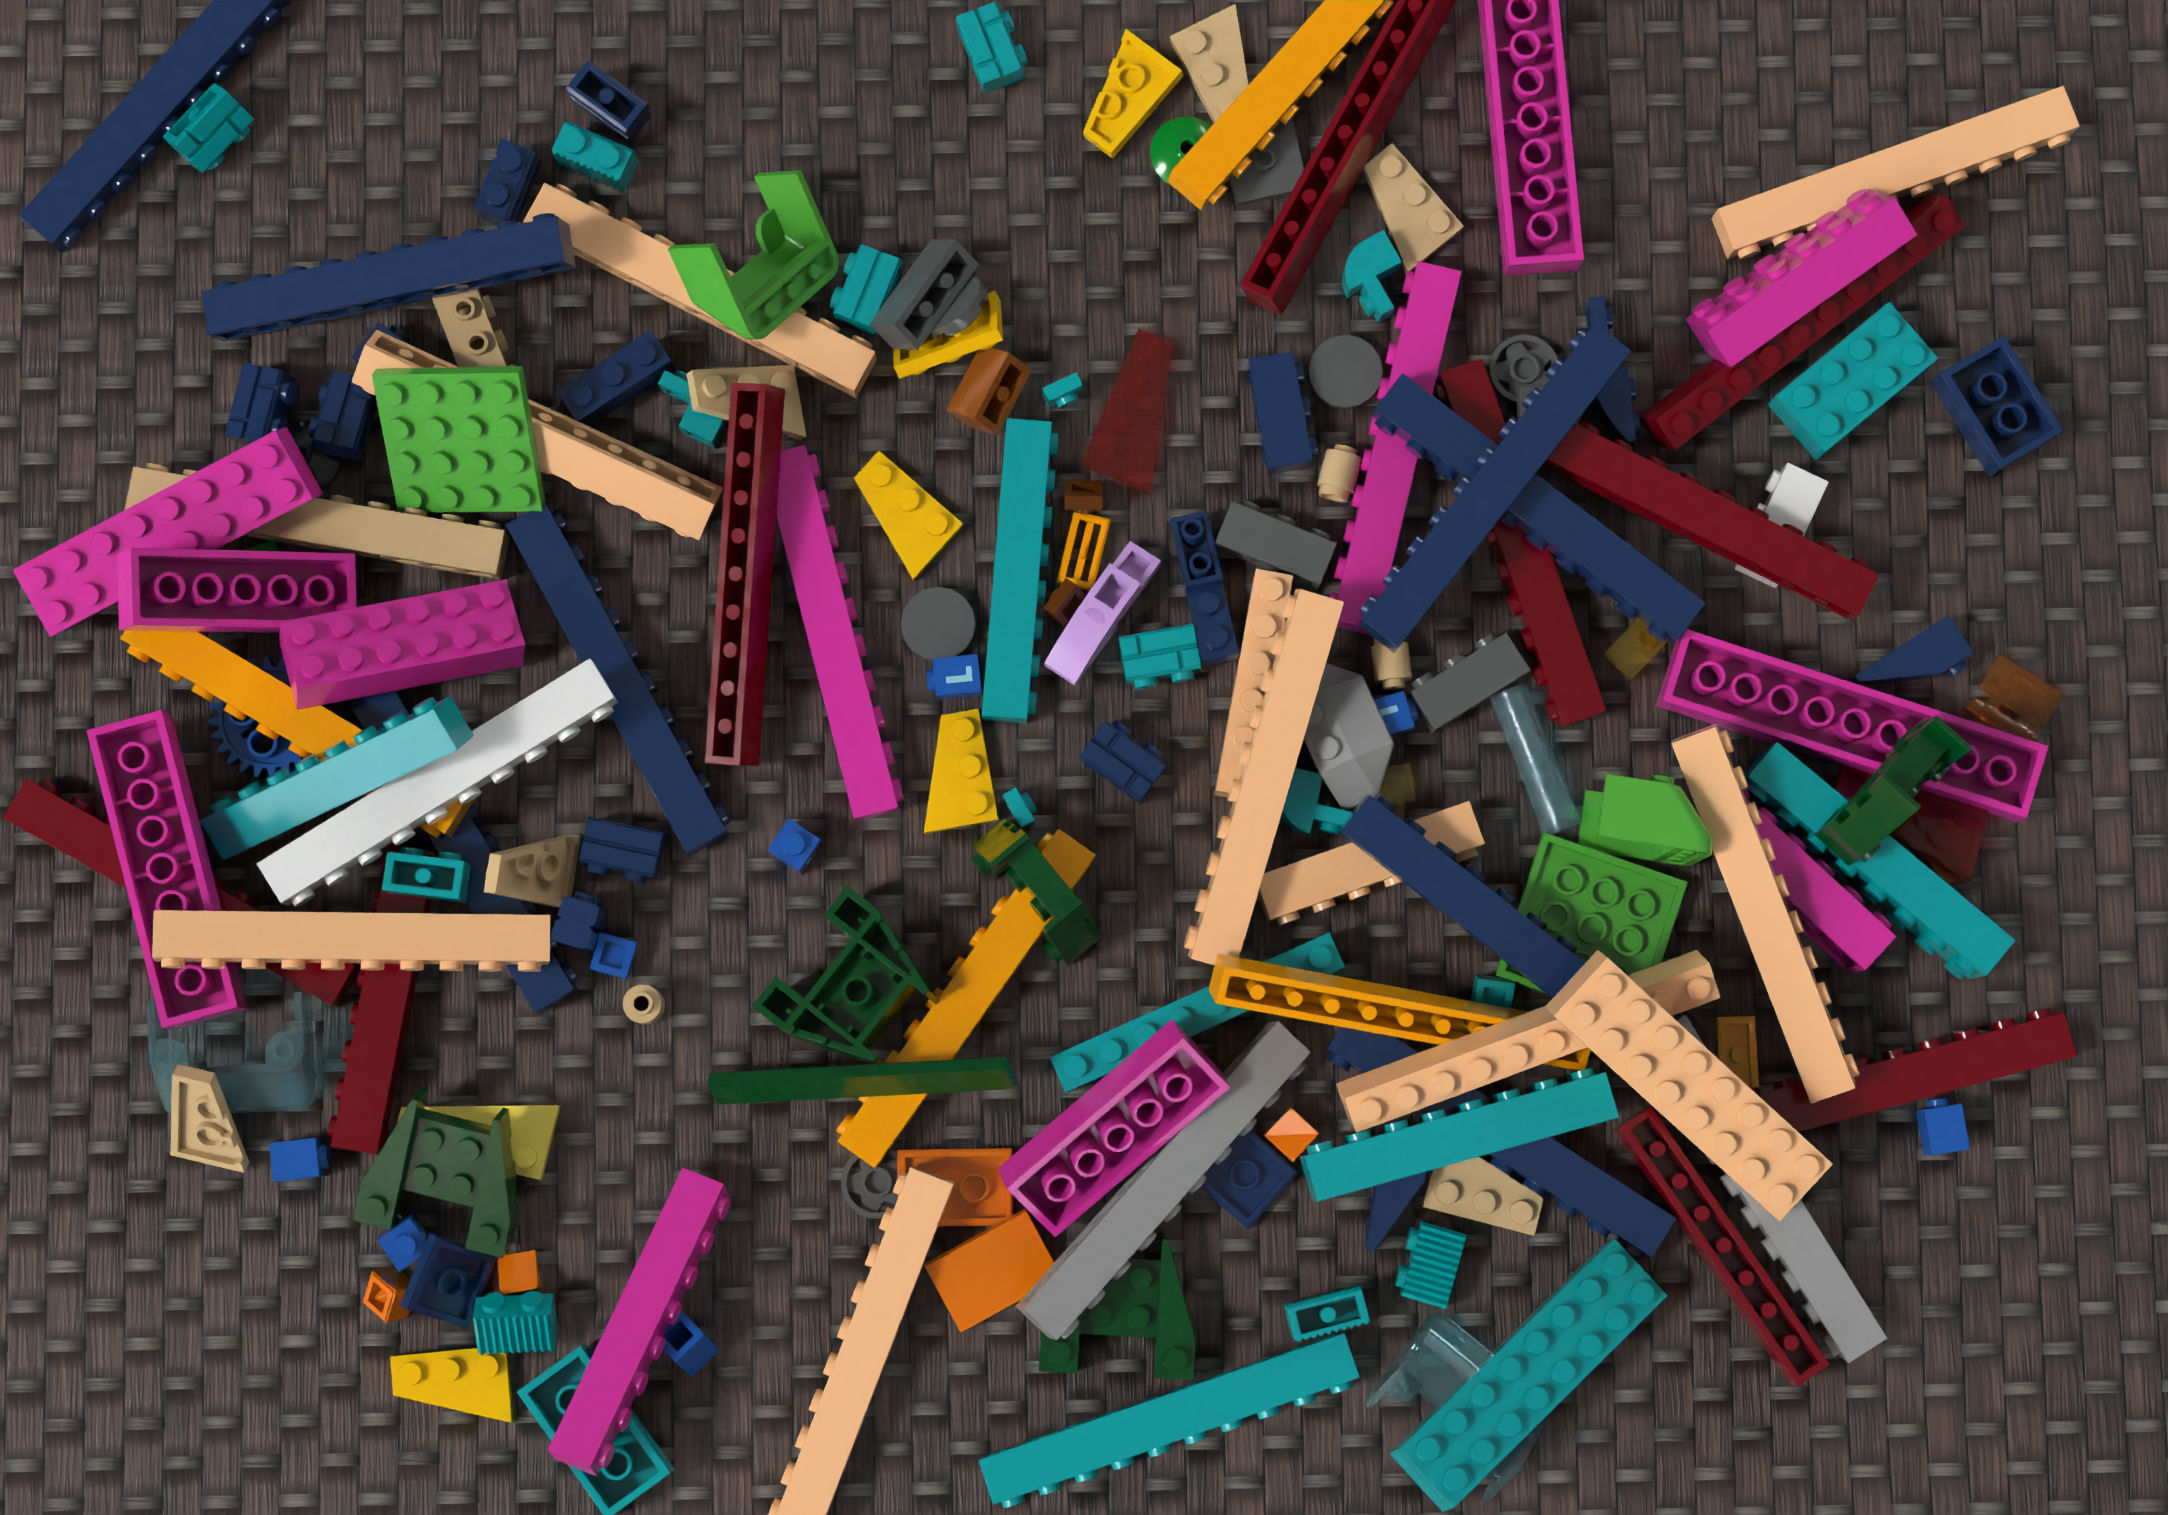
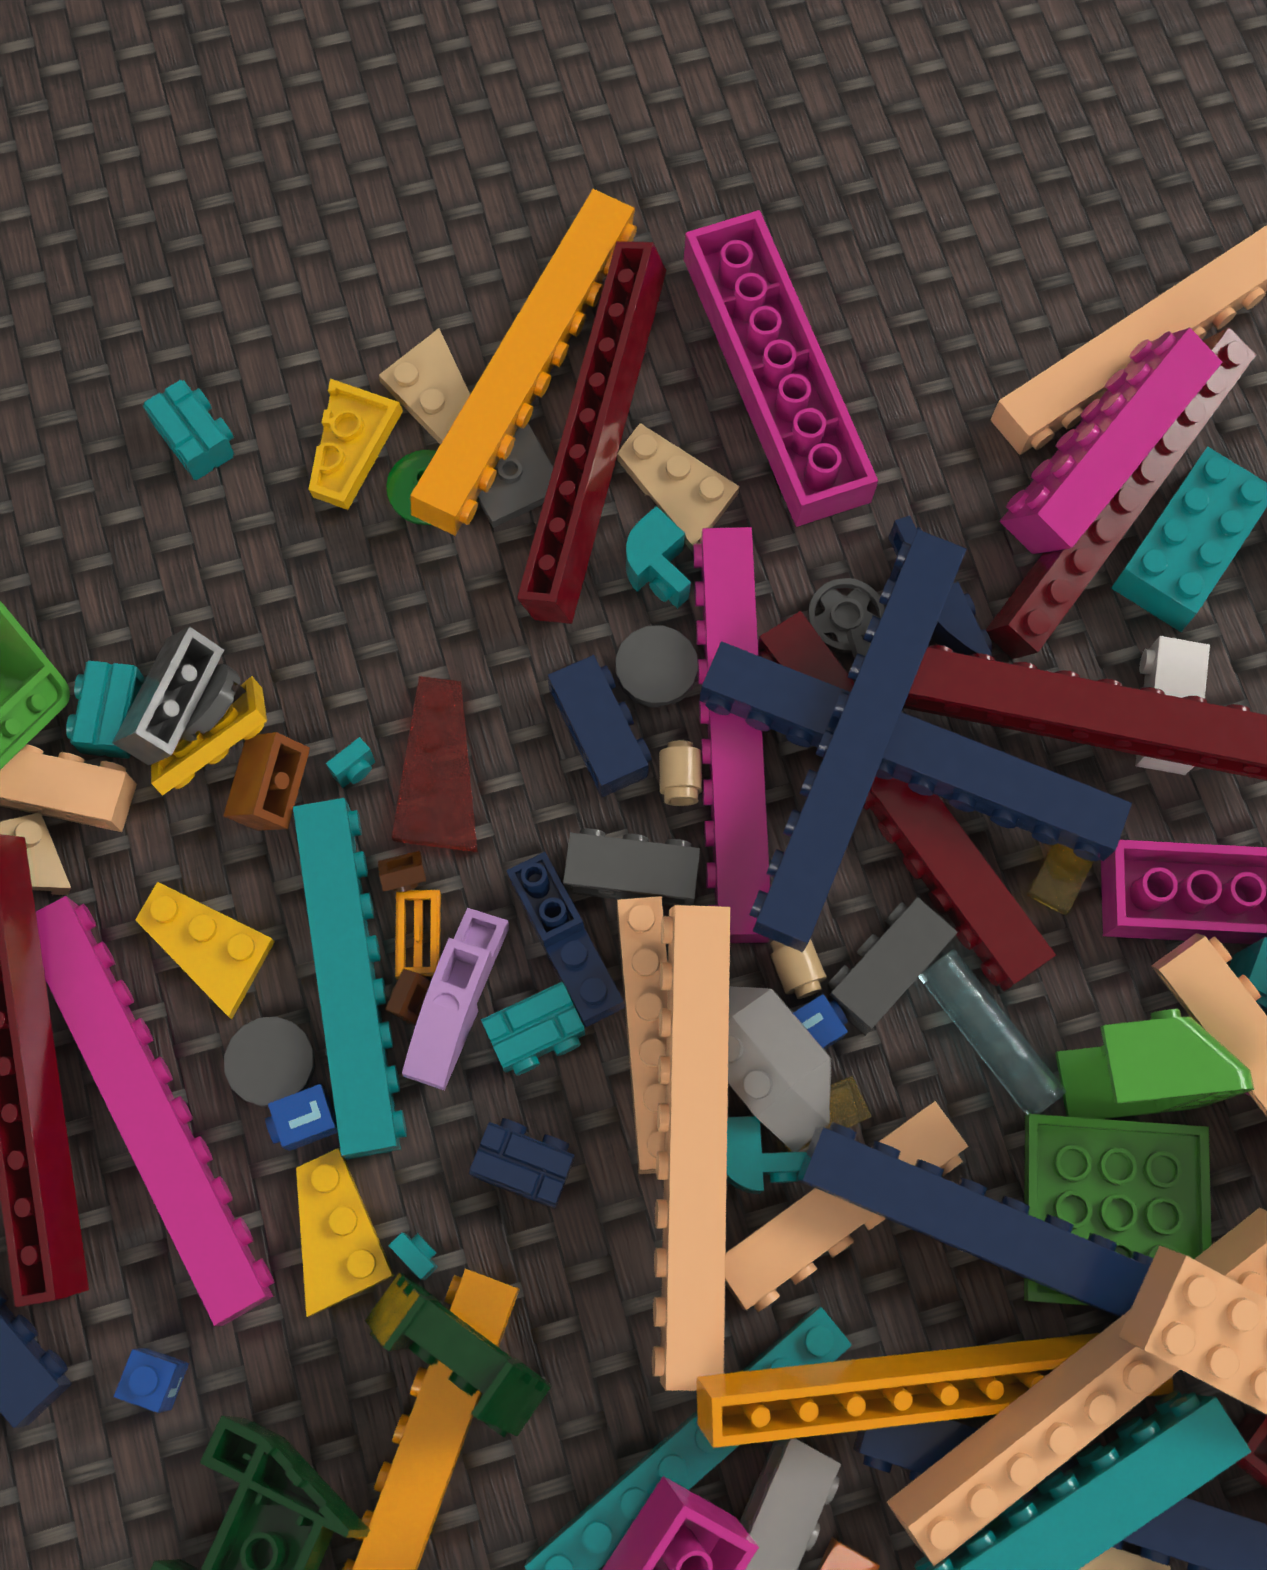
camera: 15 degrees left, 10 degrees down
(1493, 990) = (1030, 1321): teal plate -> none

